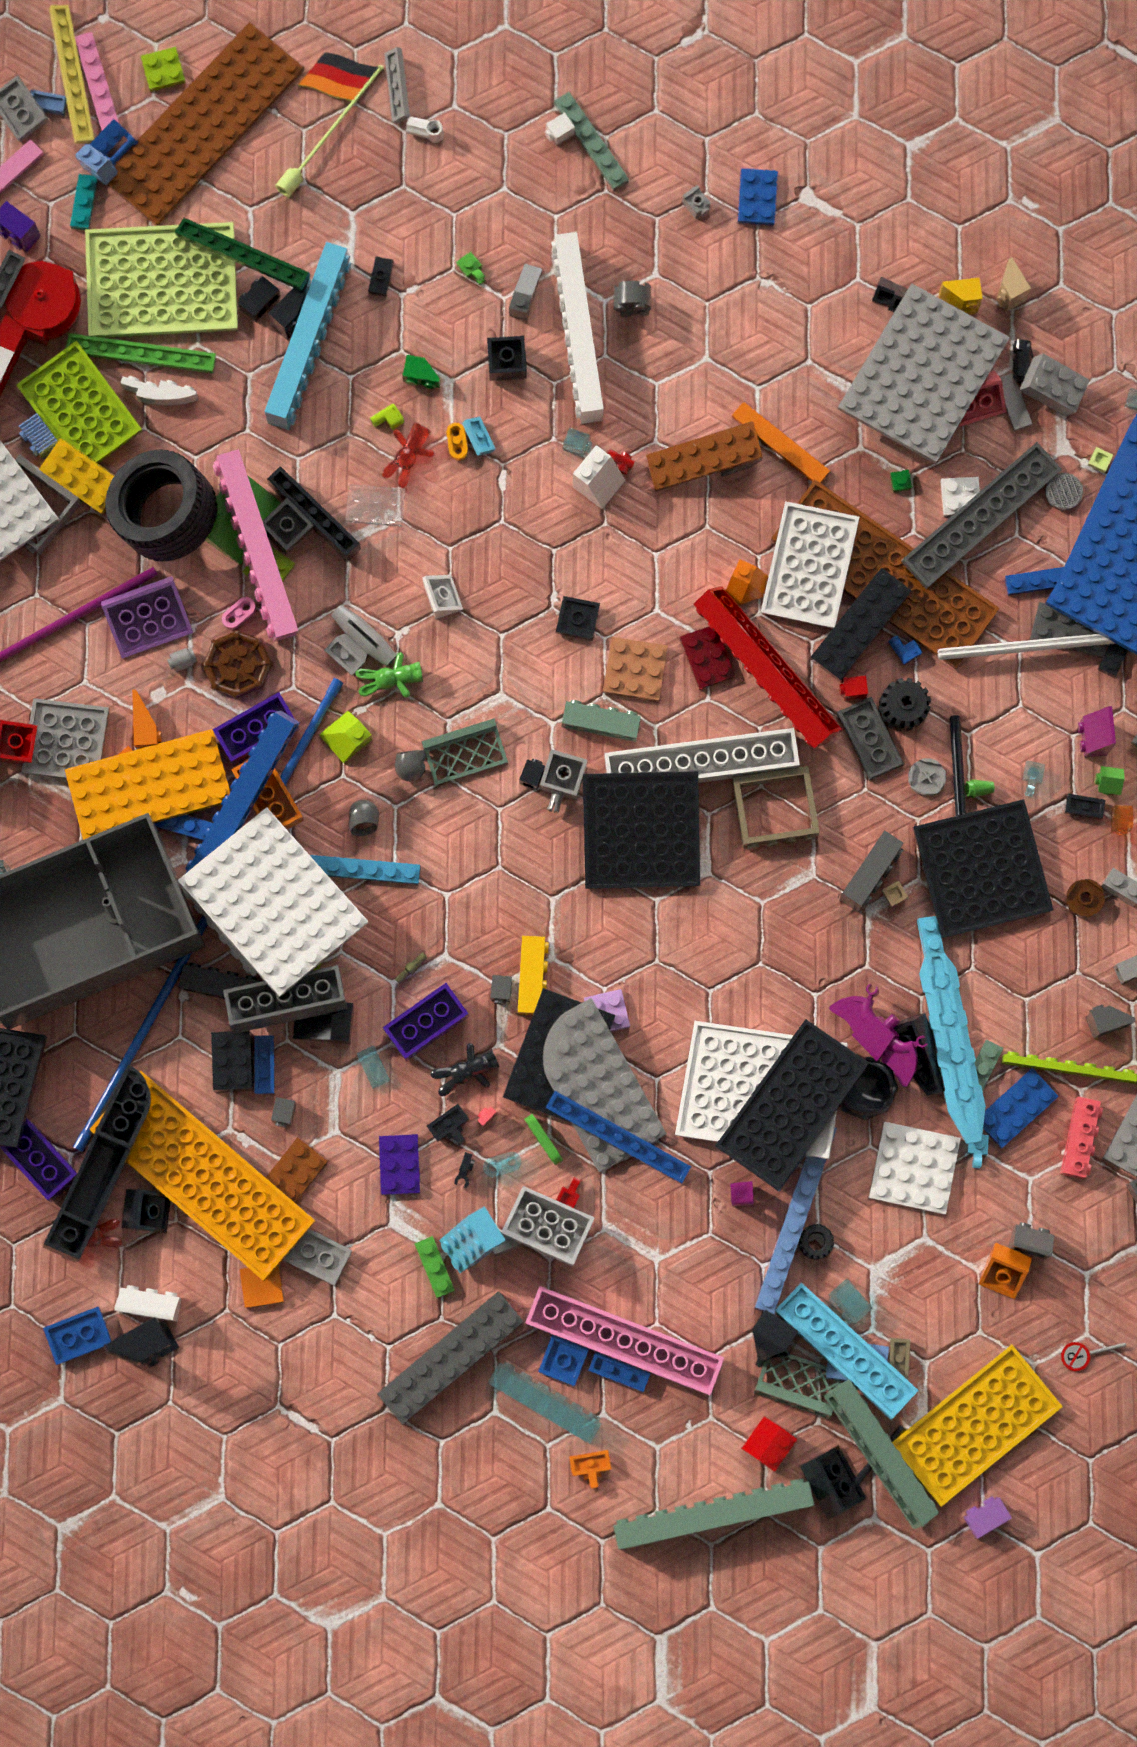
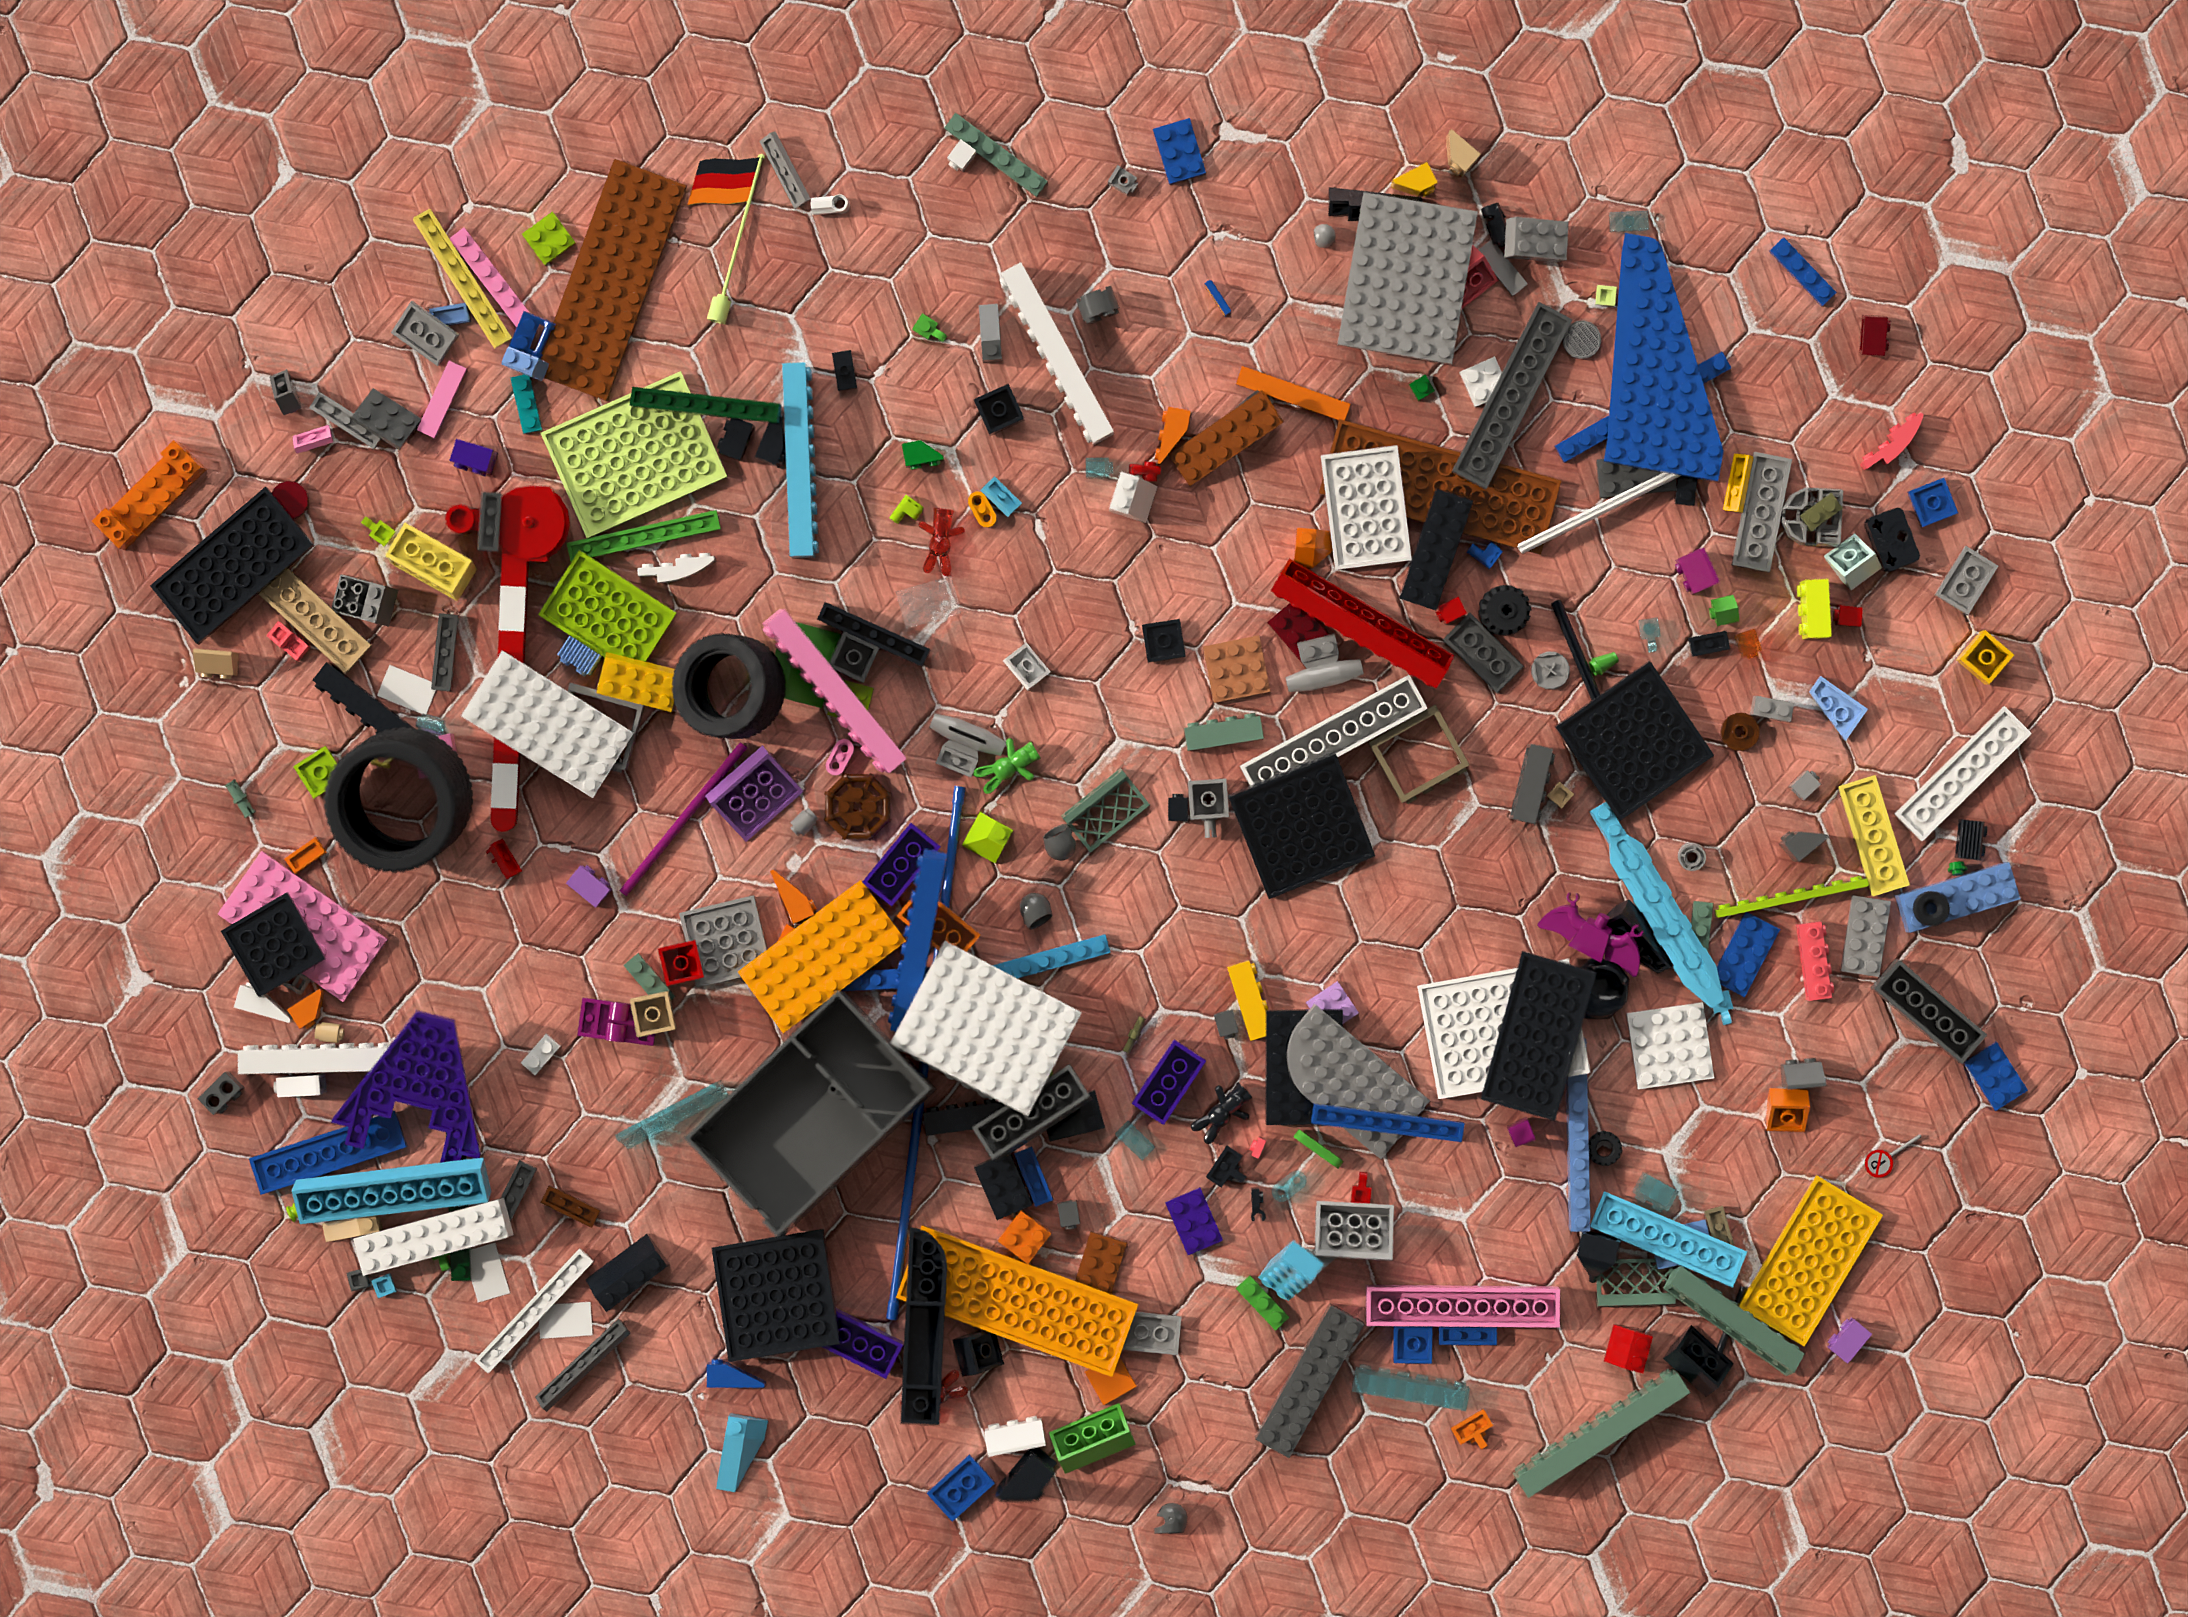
camera: 20 degrees left, 10 degrees up
(221, 1335) = (1092, 1438): none -> bright green slope
(233, 1117) = (1024, 1236): none -> orange brick
(268, 1445) = (1175, 1519): none -> dark grey helmet
(660, 434) = (1175, 427): none -> orange slope
(715, 693) = (1321, 666): none -> light grey plate
(743, 334) = (1217, 297): none -> blue tile
(861, 314) = (1324, 235): none -> light grey piece
(1008, 996) = (1691, 865): none -> light grey wheel

